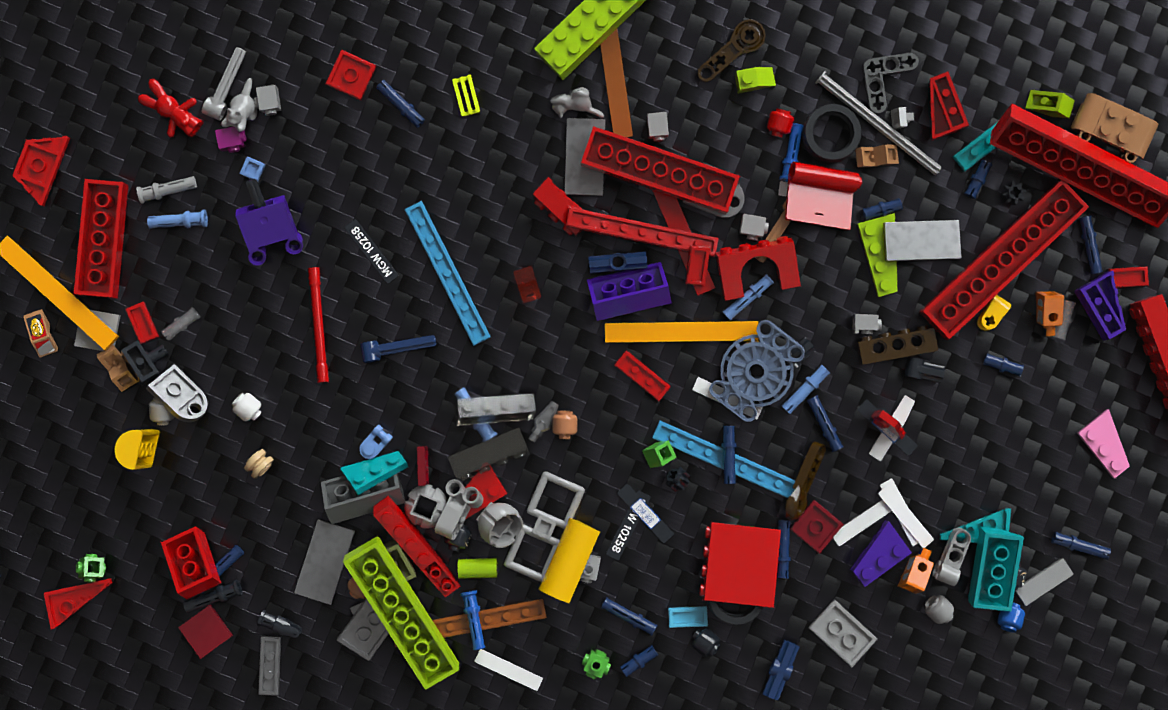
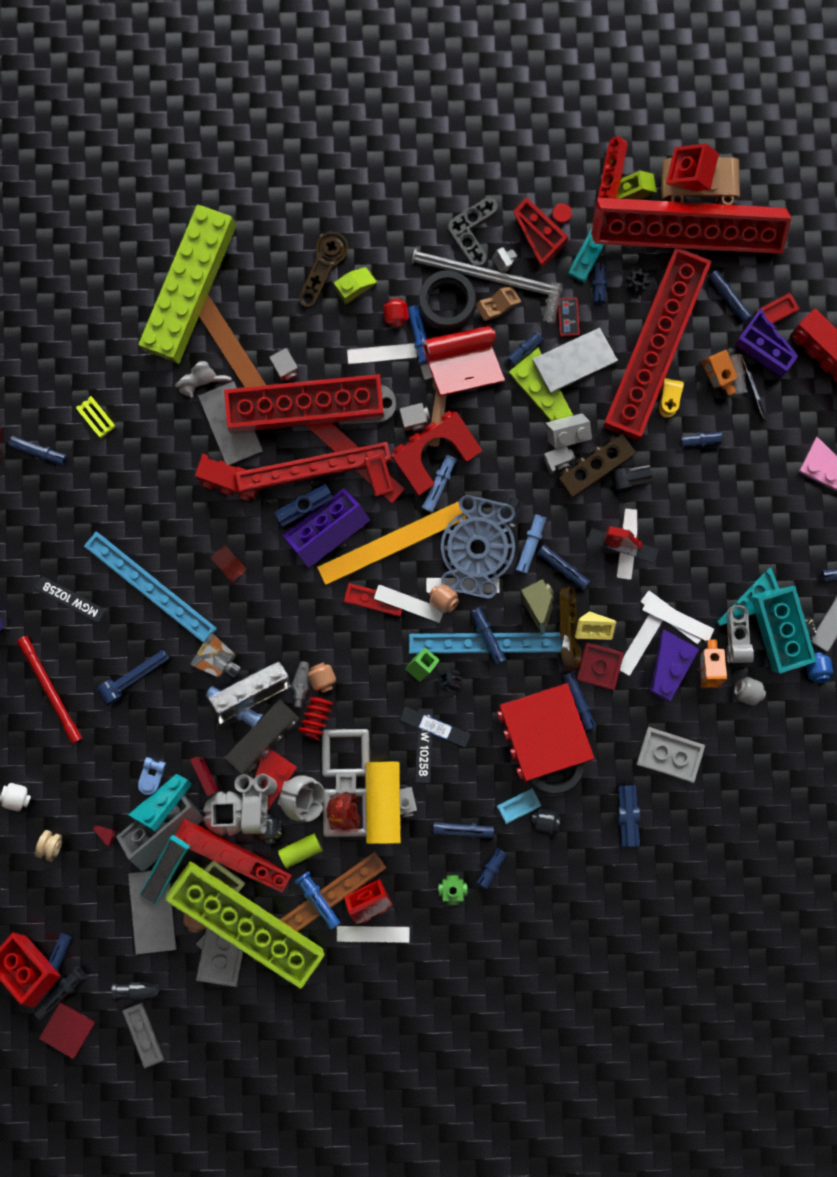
camera: 20 degrees left, 5 degrees down
(312, 476) = (105, 834): none -> dark red slope
(351, 532) = (164, 869): none -> tile
(478, 364) = (215, 658): none -> torso
(517, 640) = (368, 902): none -> red slope
(530, 552) = (343, 811): none -> clear red cone
(543, 457) = (315, 717): none -> red piece
(677, 398) = (407, 603): none -> white sticker
(705, 403) = (443, 598): none -> nougat head
(750, 153) = (381, 353): none -> white sticker
(788, 446) = (539, 603): none -> olive slope
(828, 489) = (595, 627): none -> light yellow slope
(886, 303) = (568, 430): none -> light grey piece
(927, 177) = (553, 302): none -> clear pin
(935, 197) = (568, 317): none -> tile
(973, 98) = (562, 213): none -> red tile
(1051, 63) = (616, 151): none -> red beam
(1073, 336) = (753, 385): none -> sticker
(1112, 115) = (693, 167): none -> red slope

